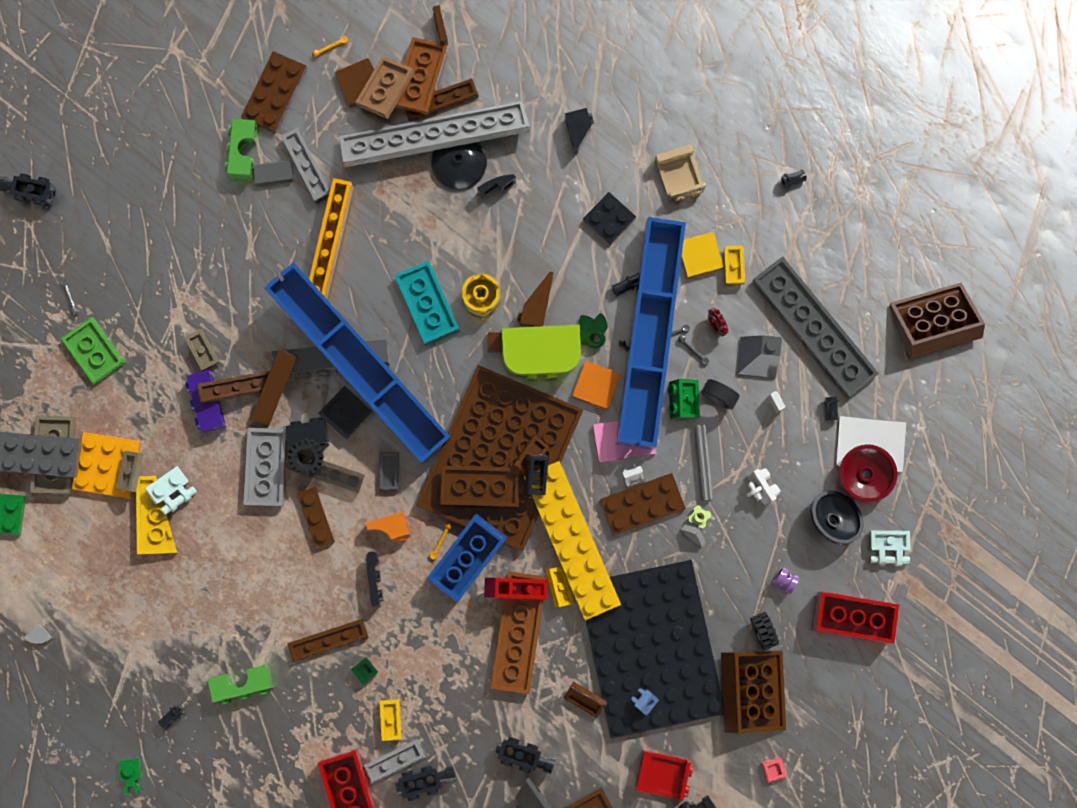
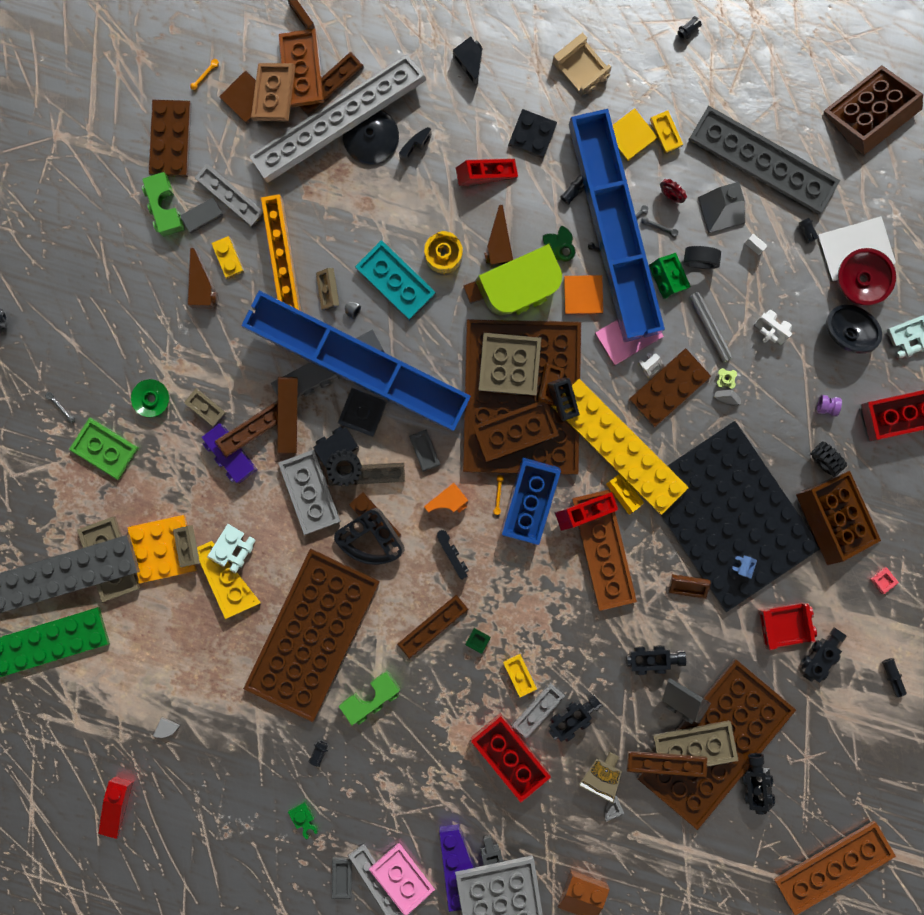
camera: 15 degrees left, 5 degrees up
(147, 316) = (141, 394): none -> green dish
(211, 602) = (311, 635): none -> reddish brown plate
(244, 238) = (201, 290): none -> reddish brown slope
(280, 220) = (227, 257): none -> yellow plate
(306, 519) = (368, 524): none -> black beam
(360, 285) = (327, 288): none -> dark tan plate
(376, 314) = (352, 309): none -> dark grey hinge
(500, 422) = (510, 364): none -> dark tan plate
(551, 235) = (485, 171): none -> red slope

